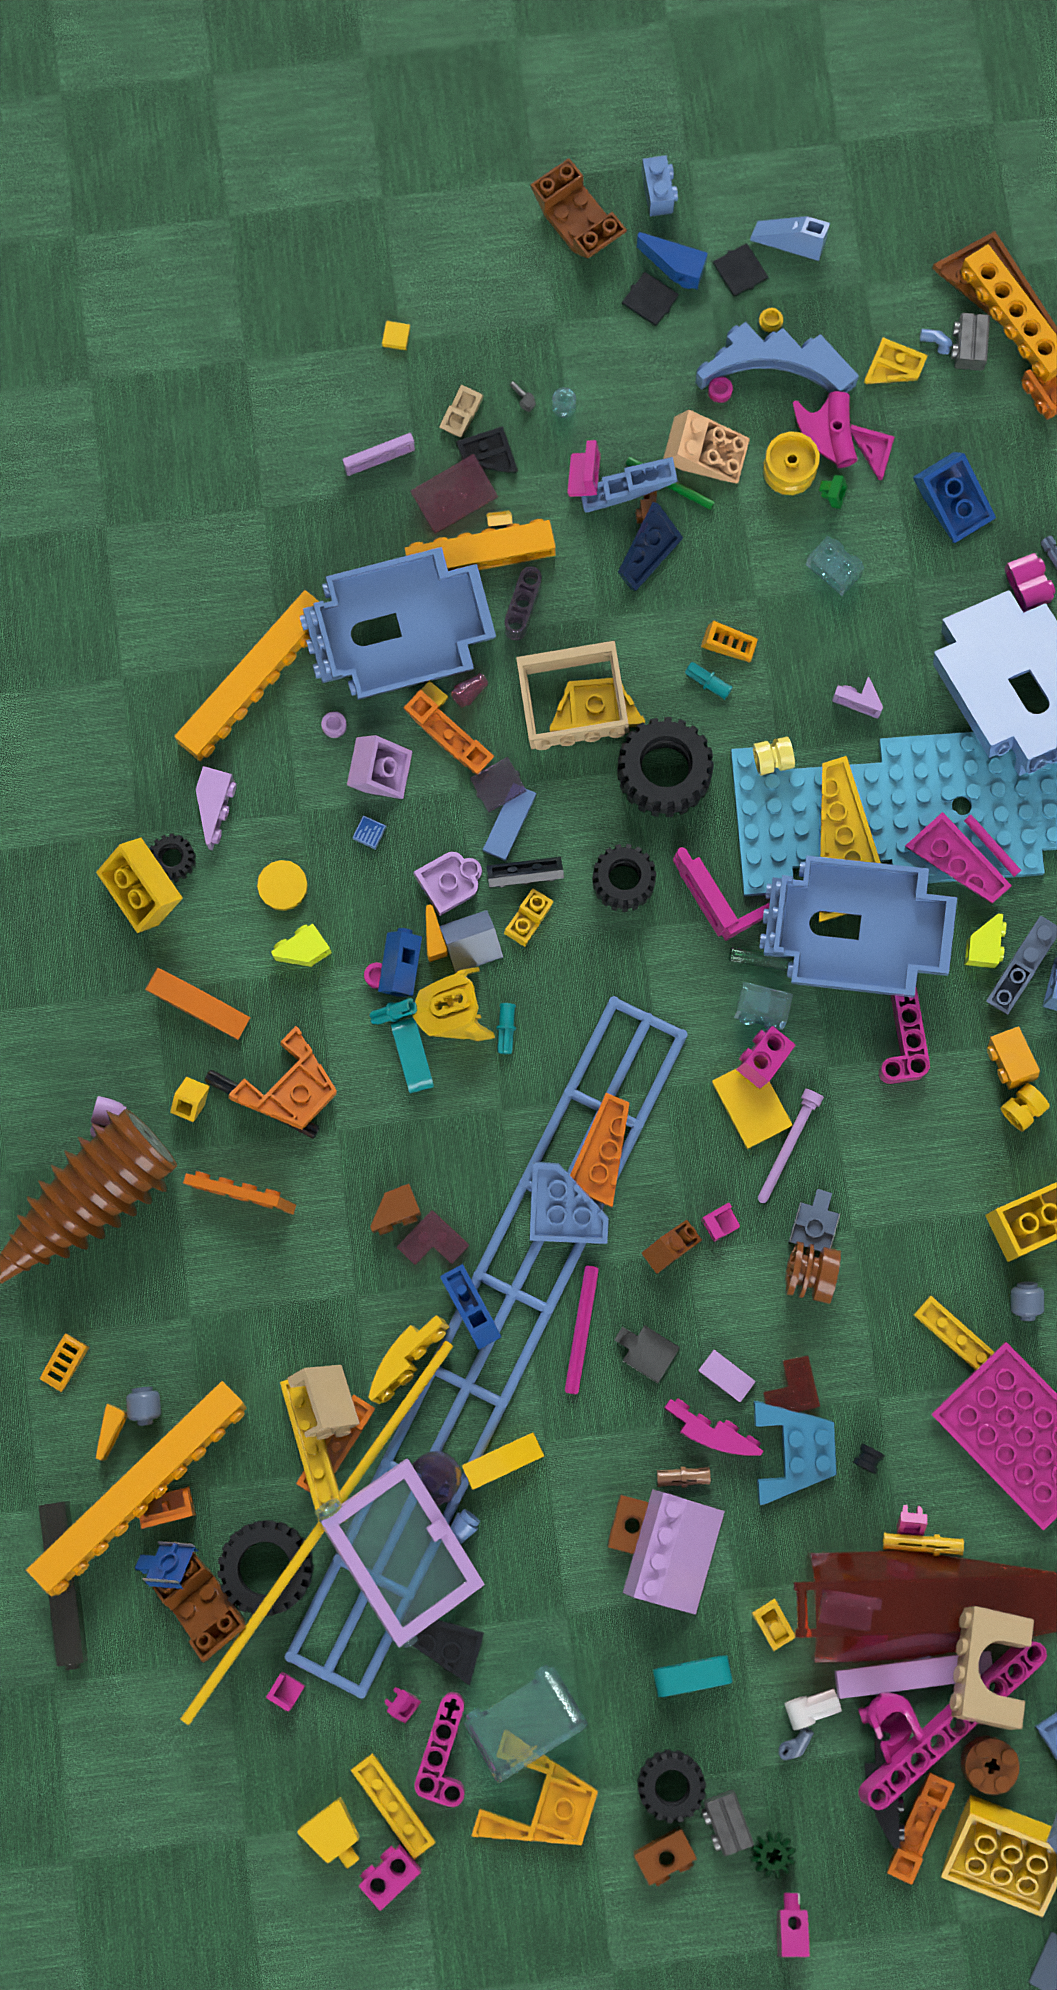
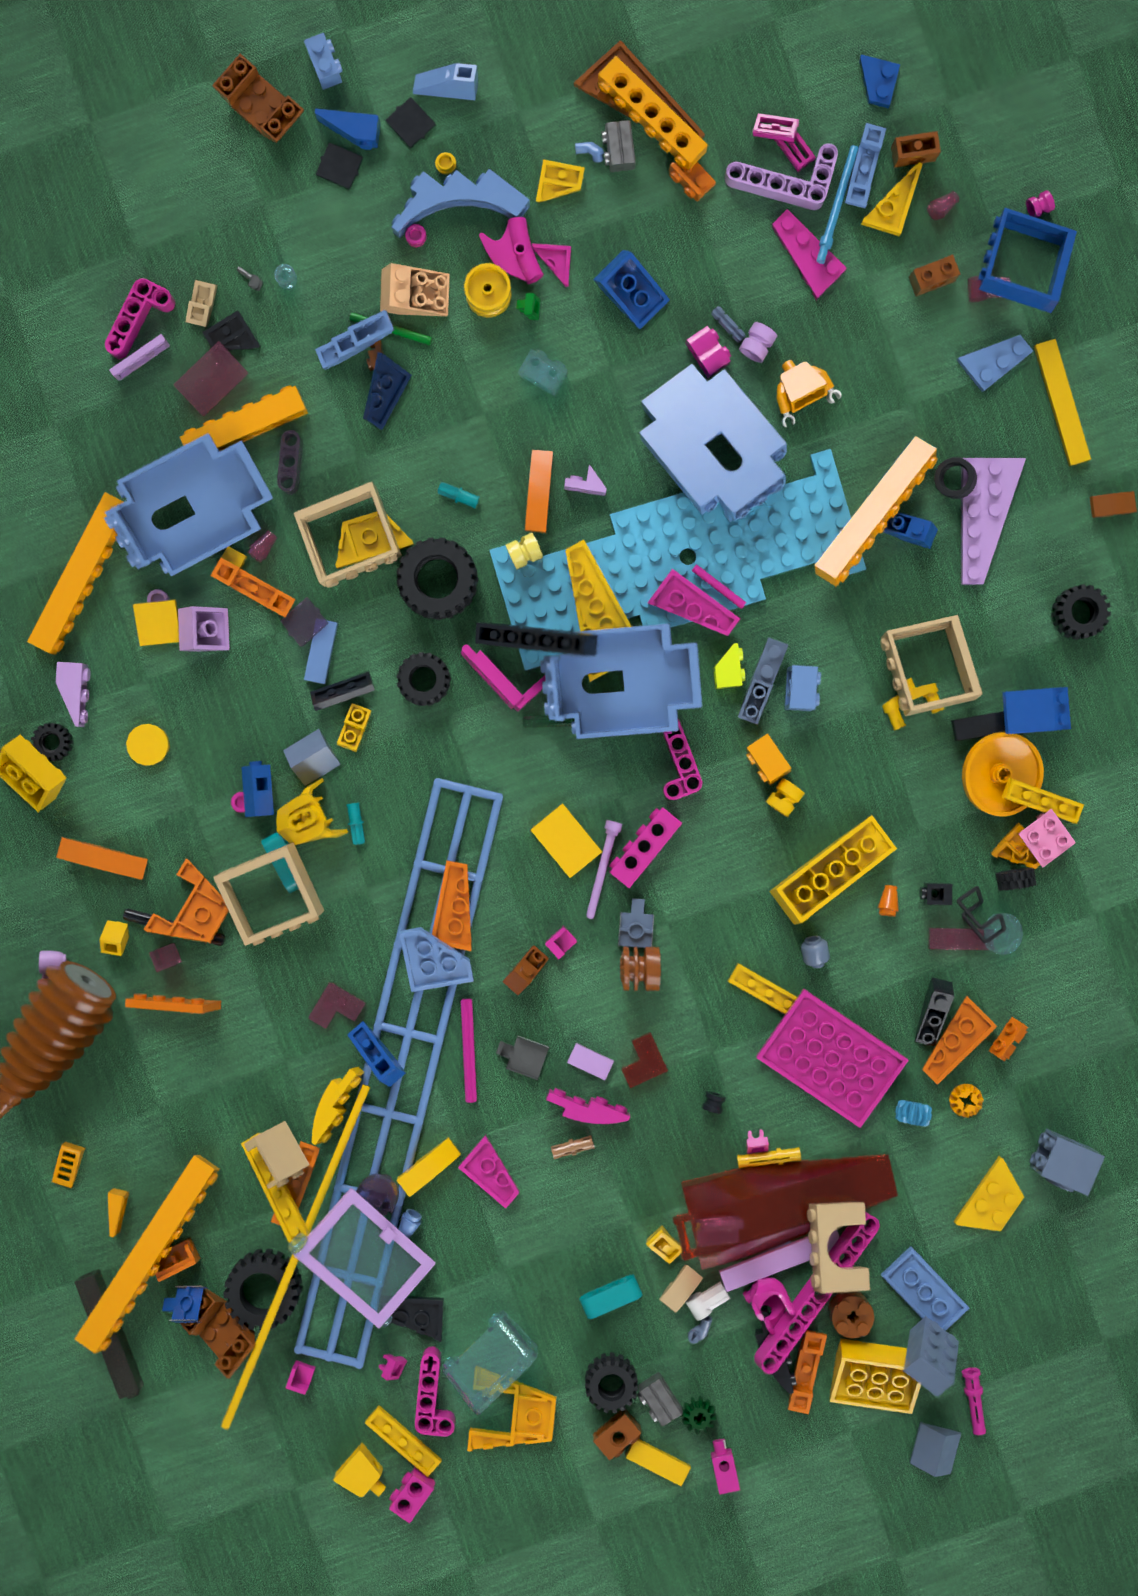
camera: 10 degrees left, 10 degrees up
(143, 1405) = (137, 1186): sand blue head -> none
(244, 1137) = (165, 957): none -> clear pink panel
(302, 949) = (177, 794): neon yellow slope -> none
(328, 748) = (157, 622): none -> yellow tile
(369, 832) = (208, 685): tile -> none
(384, 413) = (137, 319): none -> dark pink beam
(393, 1011) = (261, 831): teal axle -> none
(396, 335) = (130, 247): yellow tile -> none
(396, 1207) = (299, 987): dark orange slope -> none
(405, 1127) = (302, 879): none -> tan window
(435, 943) = (279, 759): light orange slope -> none
(449, 880) = (282, 711): lavender plate -> none
(499, 518) = (253, 392): yellow tile -> none
(575, 1486) = (489, 1172): none -> dark pink wing
(585, 471) = (316, 335): dark pink panel -> none
(619, 1537) = (536, 1181): dark orange brick -> none
(673, 1552) = (576, 1209): lavender slope -> none
(708, 1906) = (658, 1461): none -> yellow tile
(717, 646) = (468, 464): light orange slope -> none
(763, 1006) = (558, 761): clear light blue brick -> none
(767, 1058) = (571, 804): dark pink brick -> none
(769, 854) = (536, 639): none -> black brick
(782, 1686) = (681, 1288): none -> tan slope
(803, 695) = (538, 491): none -> orange slope
(806, 1450) = (664, 1107): dark azure wing -> none
(879, 1108) = (629, 875): none -> dark pink brick

